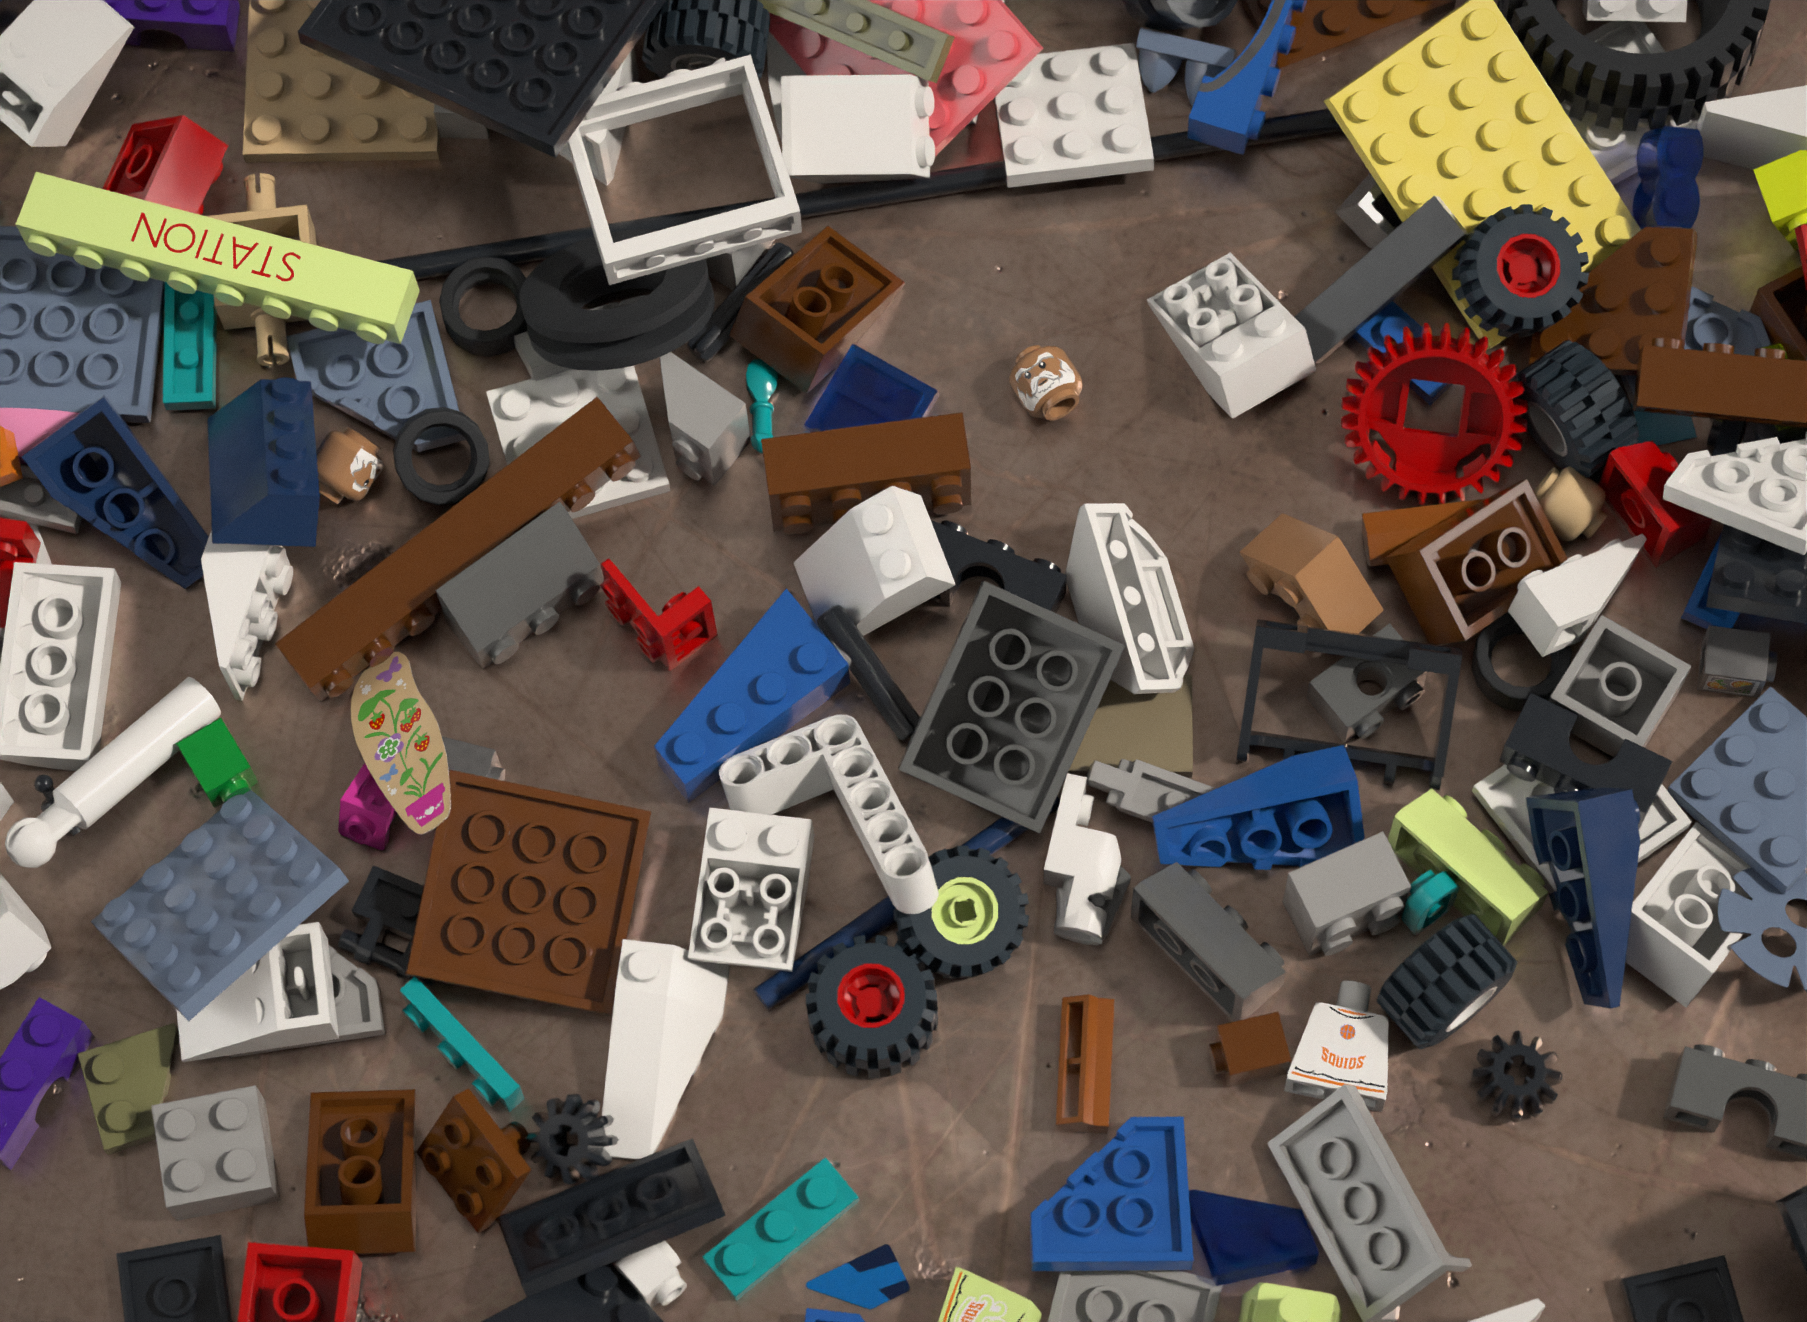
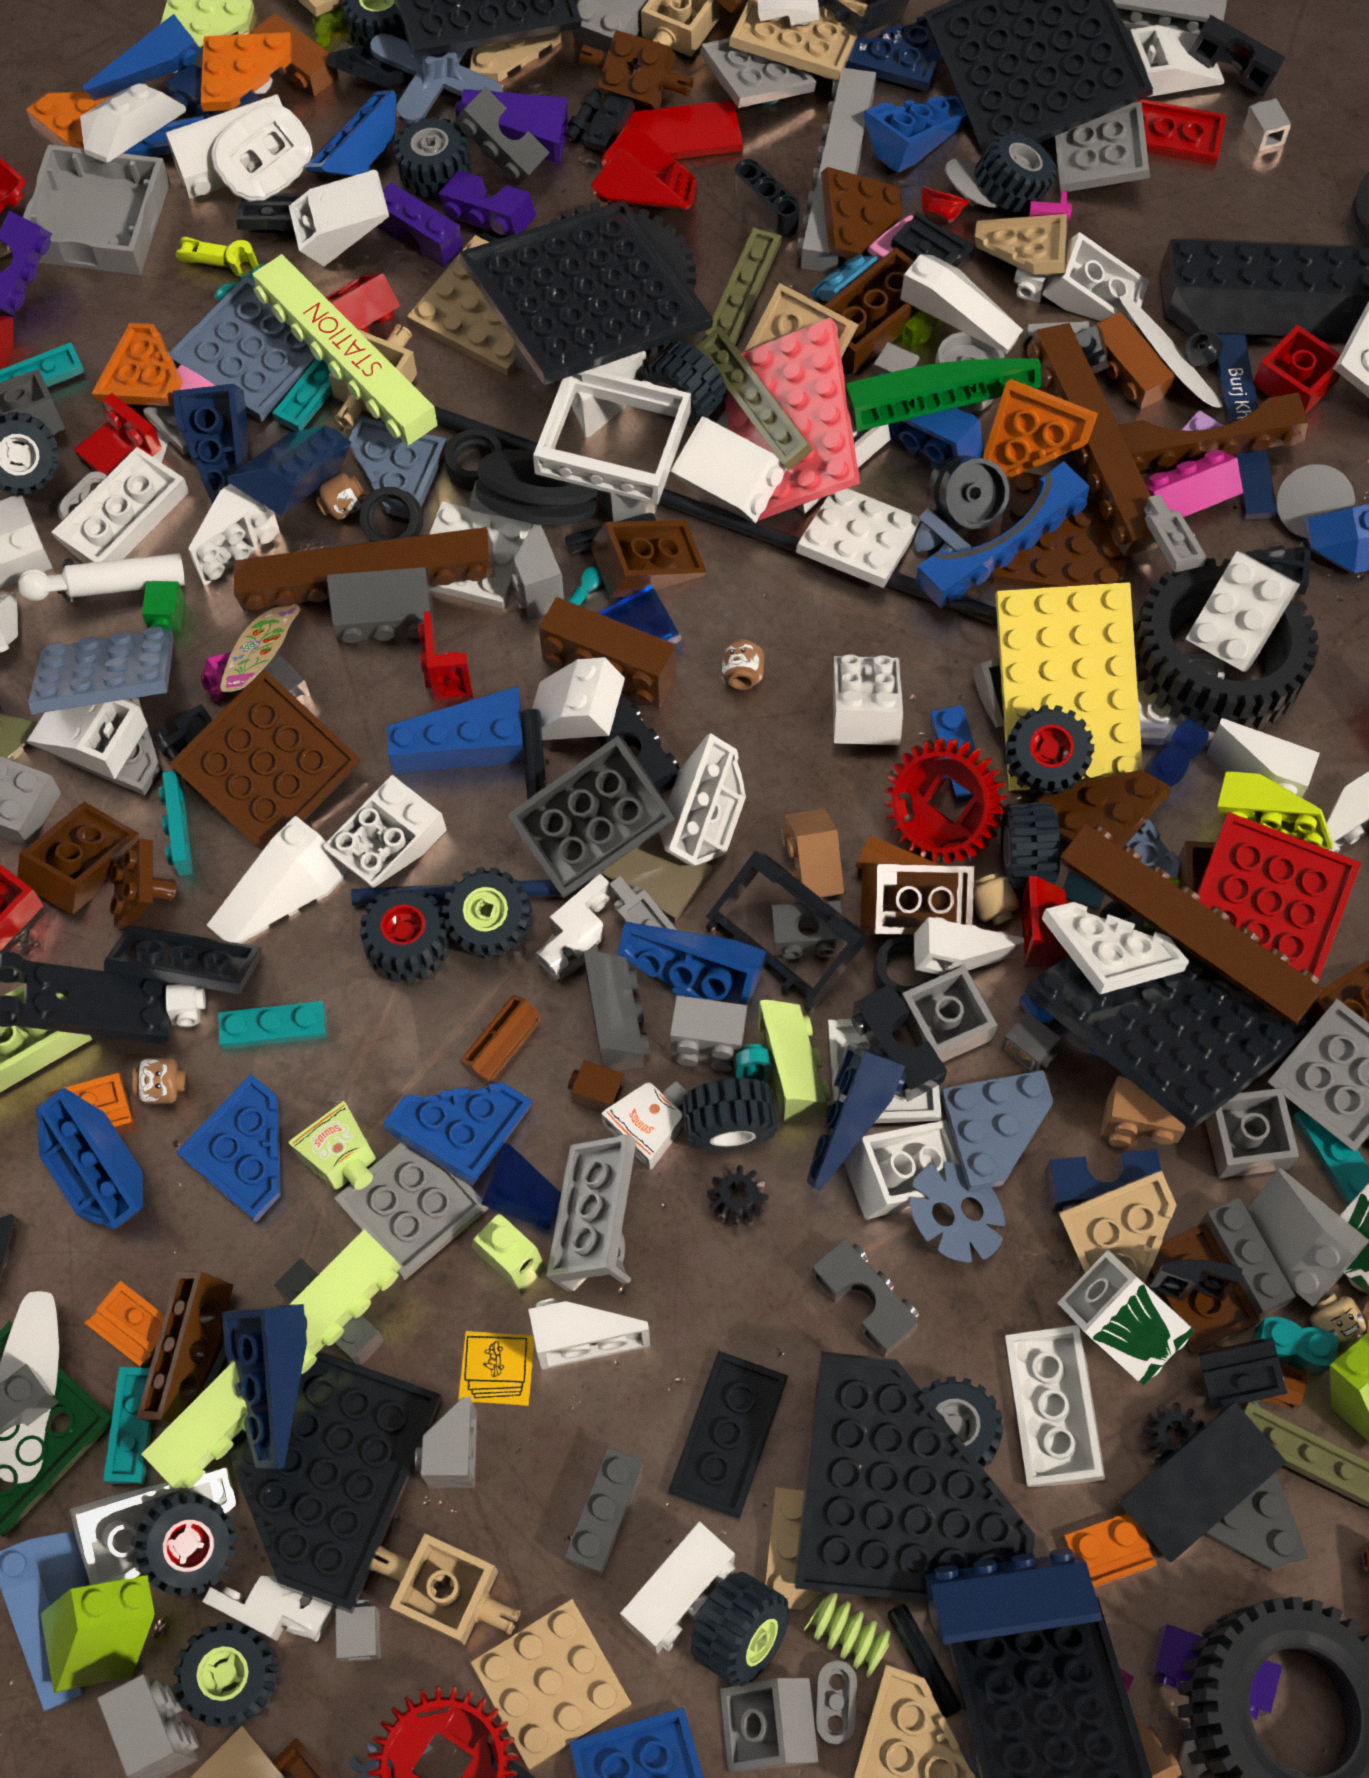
camera: 30 degrees right, 5 degrees down
(567, 1158) = (195, 906): black gear -> none
(839, 758) = (482, 800): white beam -> none
(865, 1280) = (298, 1082): clear blue sticker -> none
(1380, 277) = (965, 711): black tile -> none

